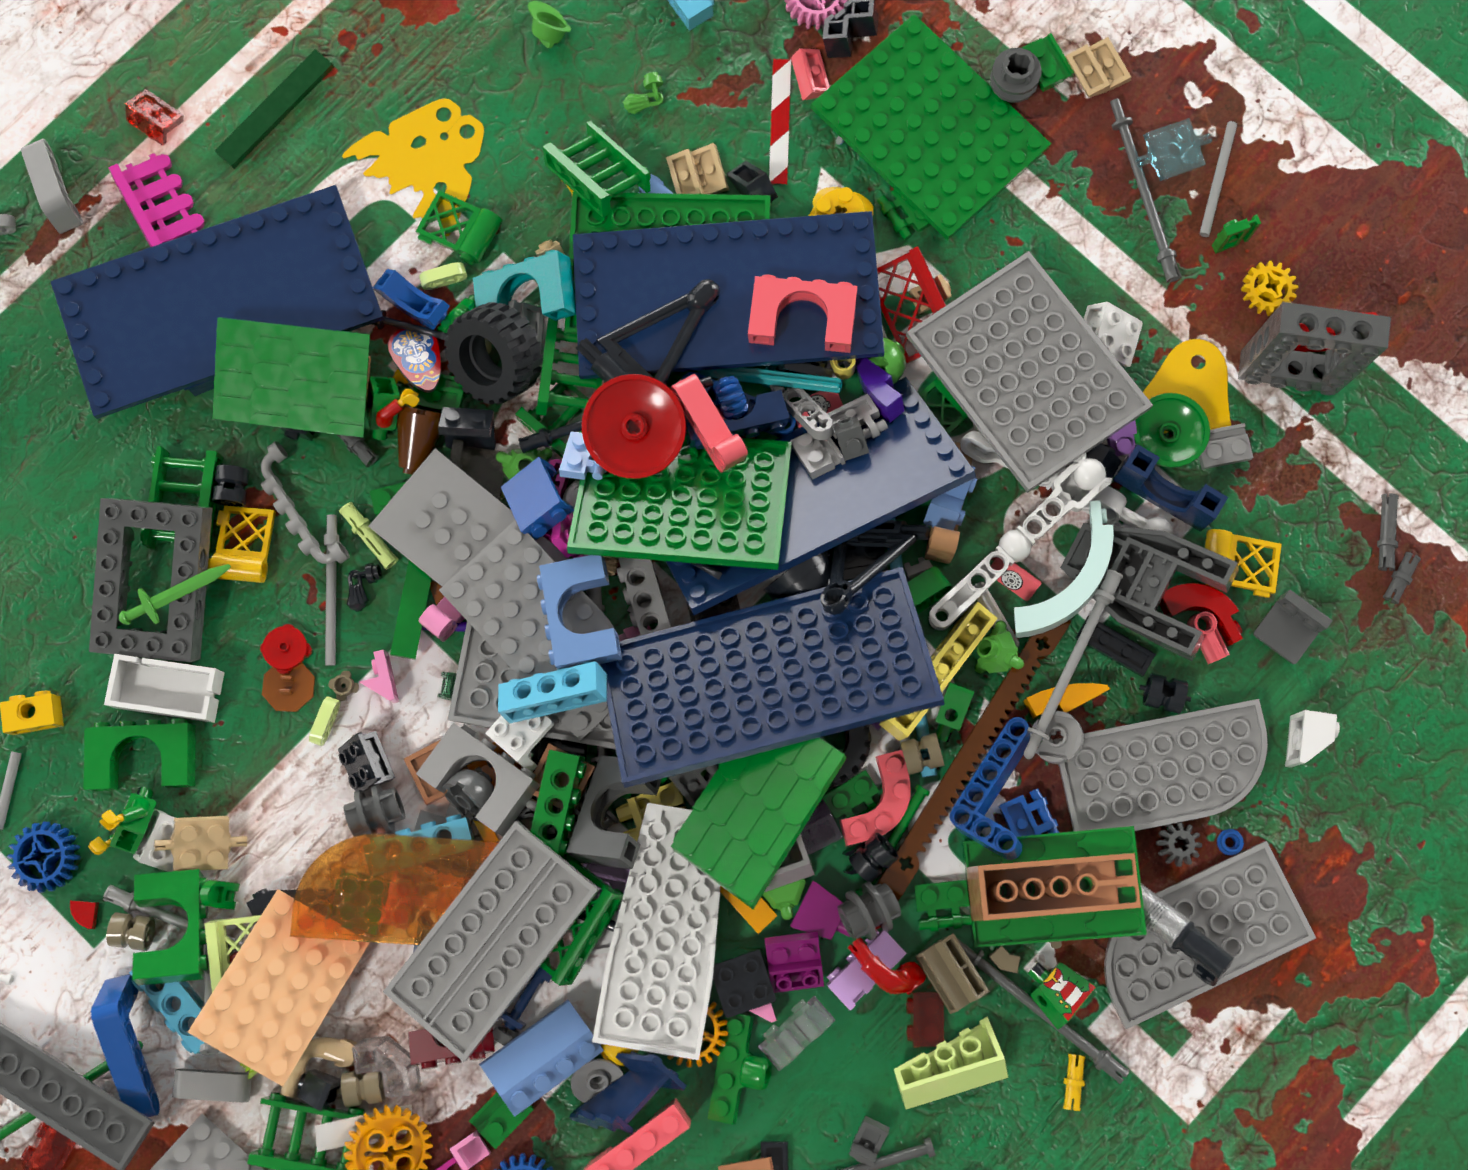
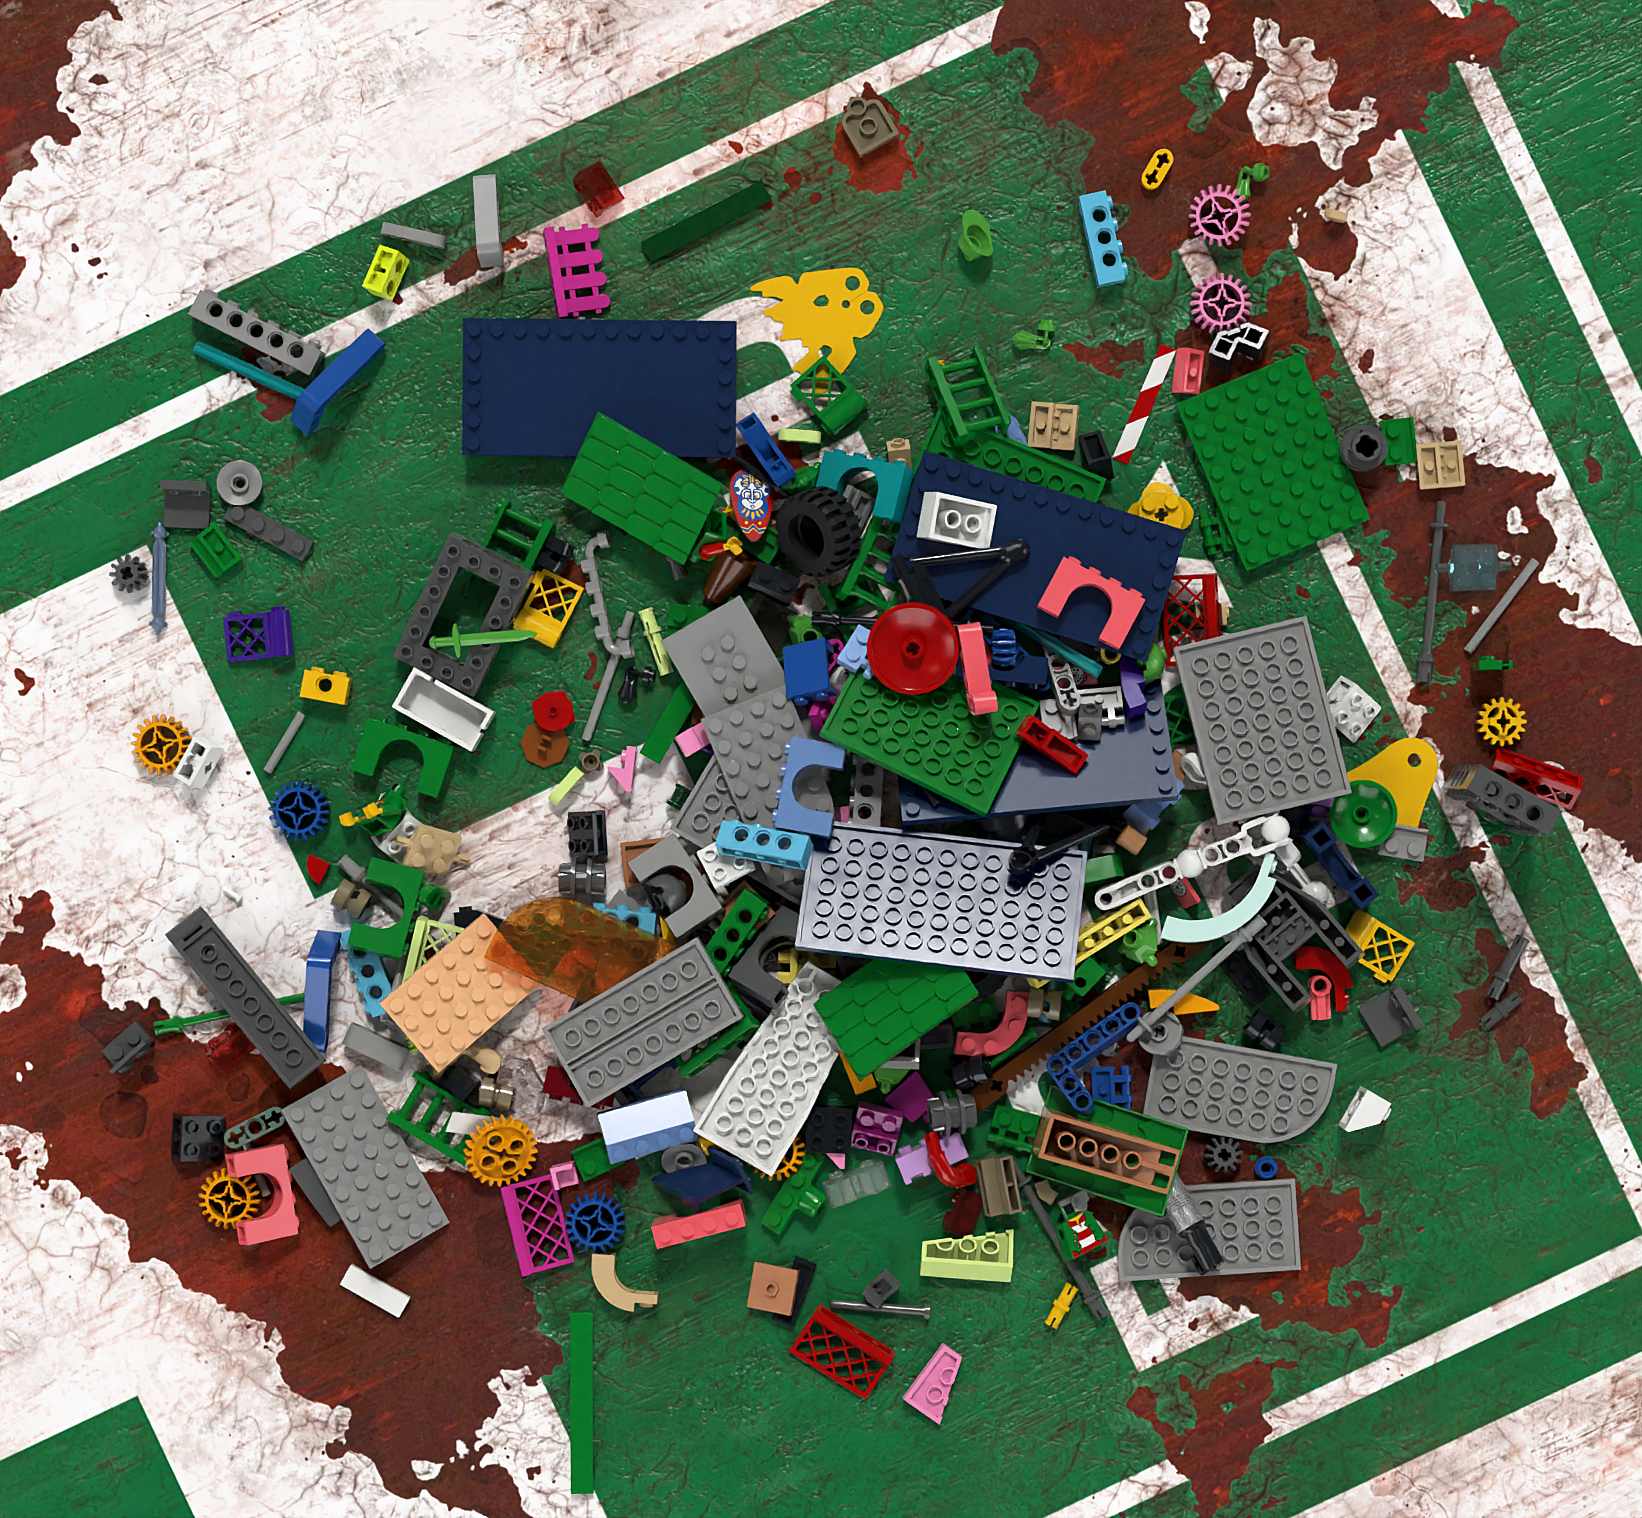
camera: 10 degrees right, 10 degrees up
(630, 285) = (956, 520): none -> white slope
(819, 472) = (1051, 743): none -> red slope

